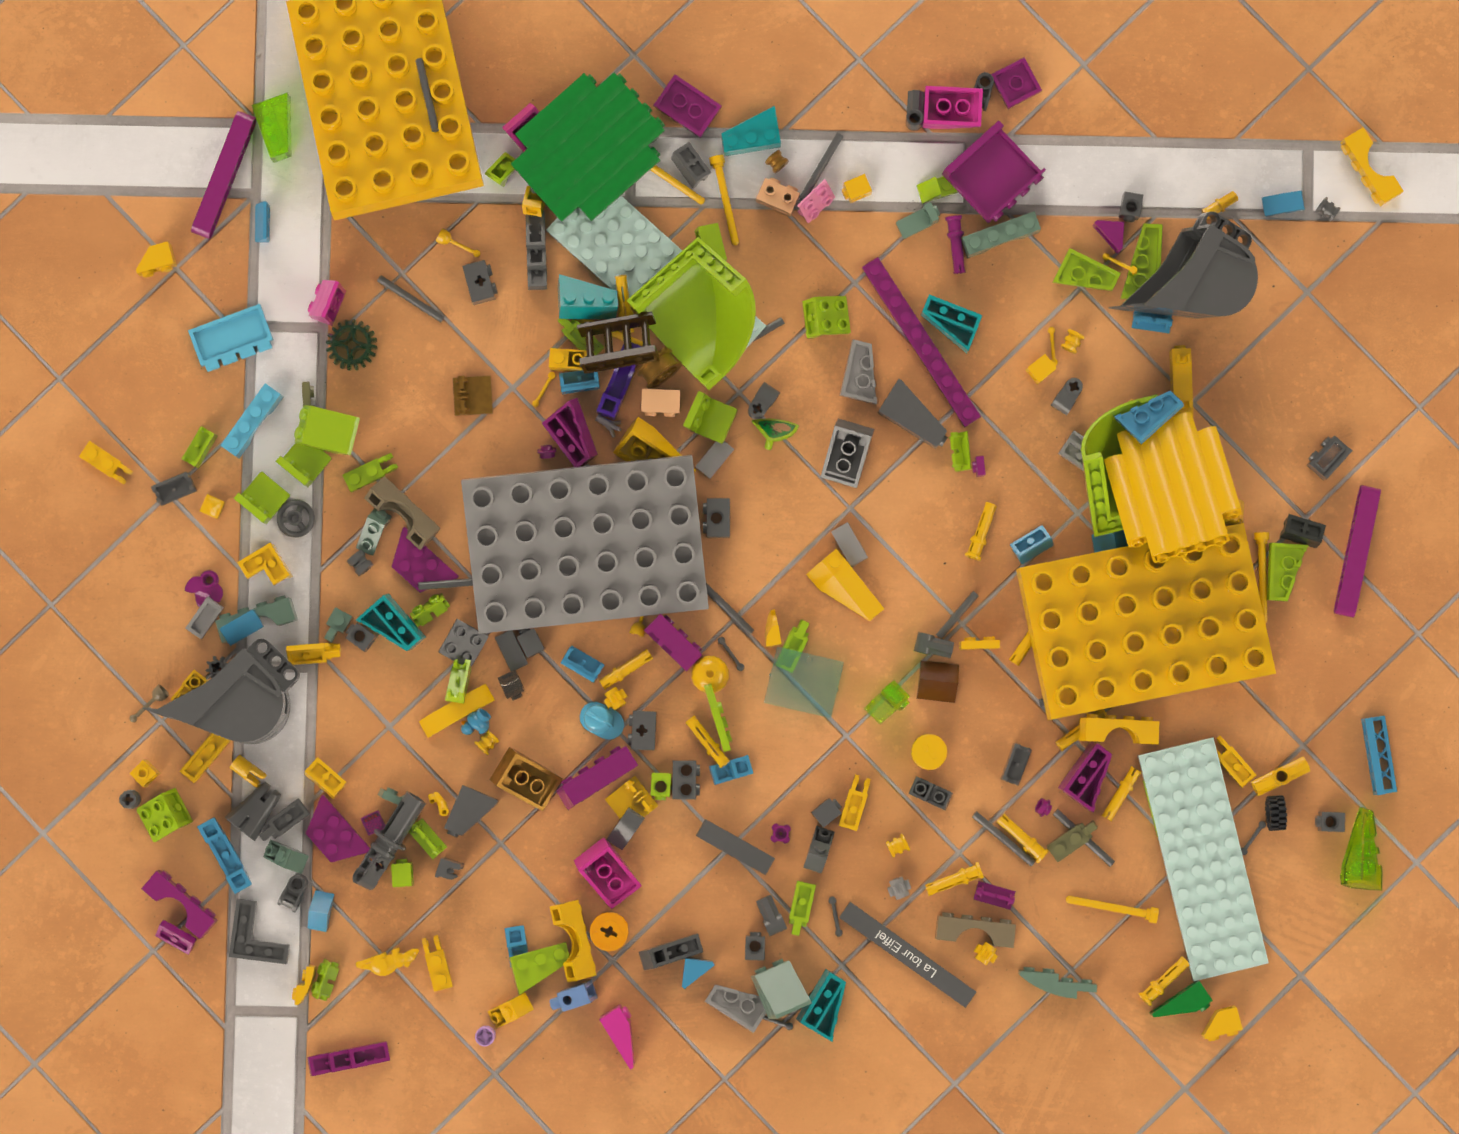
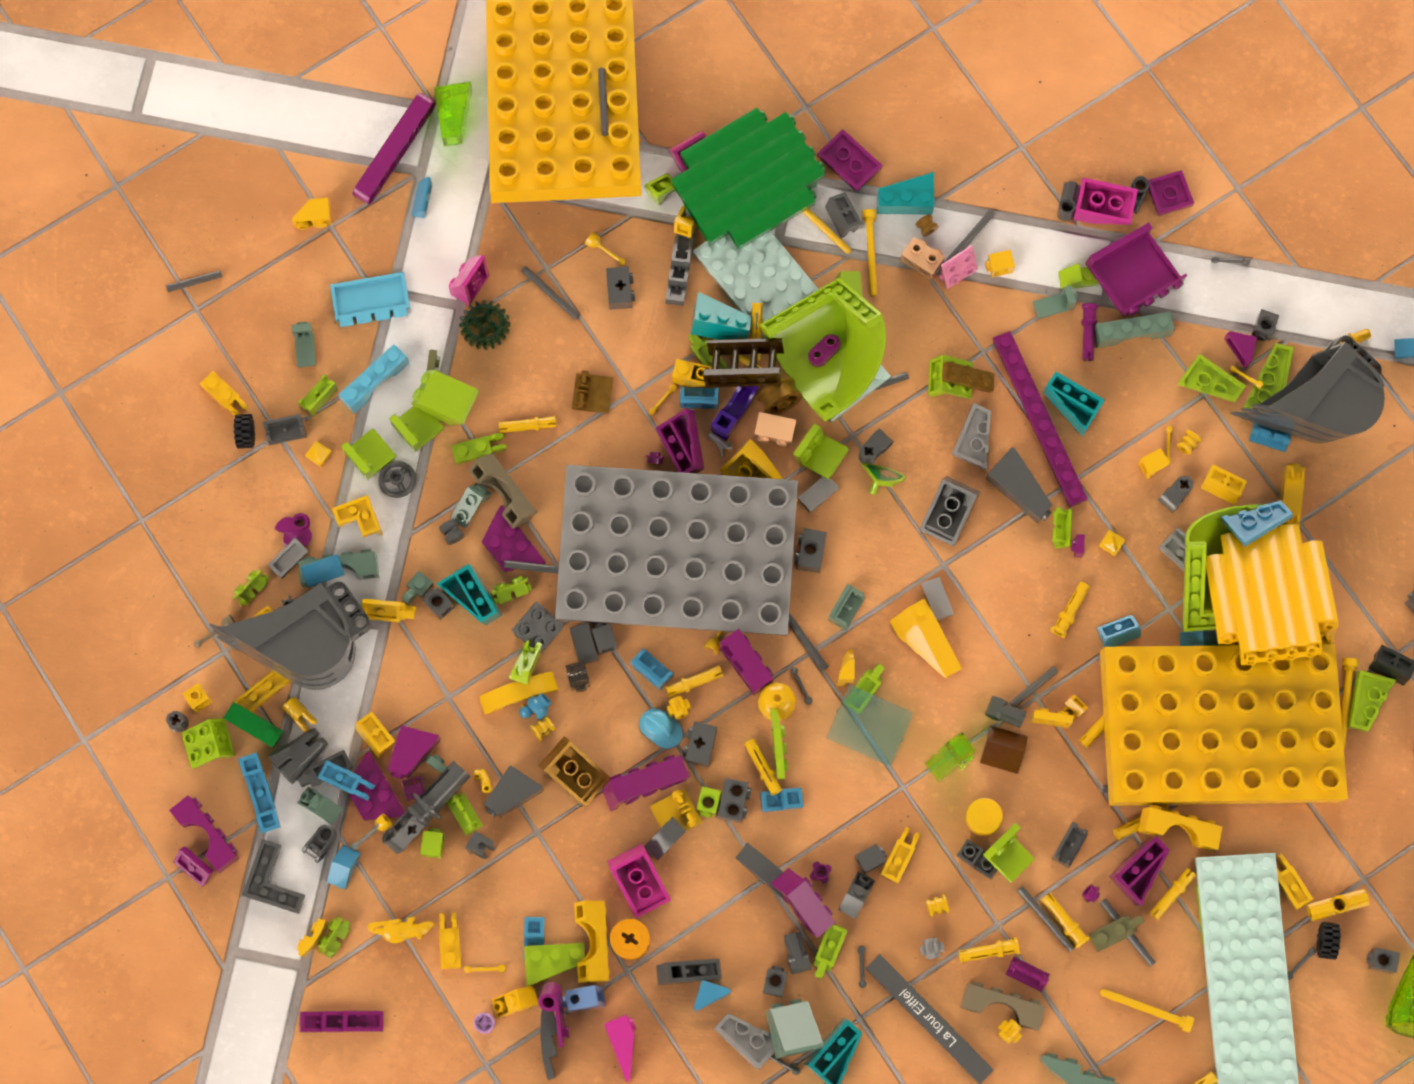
camera: 10 degrees right, 10 degrees down
(50, 350) = (194, 281): none -> dark grey bar
(134, 498) = (244, 431): none -> black tyre
(168, 659) = (244, 591): none -> lime hinge
(175, 398) = (304, 344): none -> sand green bracket
(205, 790) = (253, 724): none -> green slope
(304, 828) = (344, 779): none -> dark azure hinge
(349, 863) = (381, 823): none -> hinge
(363, 787) = (411, 750): none -> magenta slope
(413, 440) = (528, 424): none -> yellow pin
(491, 980) = (501, 968): none -> yellow hinge
(545, 1006) = (552, 1000): none -> magenta door
(547, 1031) = (549, 1051): none -> dark grey slope
(697, 313) = (827, 351): none -> magenta plate
(762, 568) = (846, 607): none -> sand green hinge
(769, 867) = (804, 901): none -> magenta wedge
(843, 314) = (968, 377): none -> pearl gold plate
(959, 785) = (1009, 855): none -> lime bracket
(1000, 626) = (1075, 705): none -> yellow tile
(1011, 456) = (1112, 543): none -> yellow tile
(1103, 141) = (1245, 261): none -> dark grey hinge
(1113, 378) = (1223, 484): none -> yellow hinge

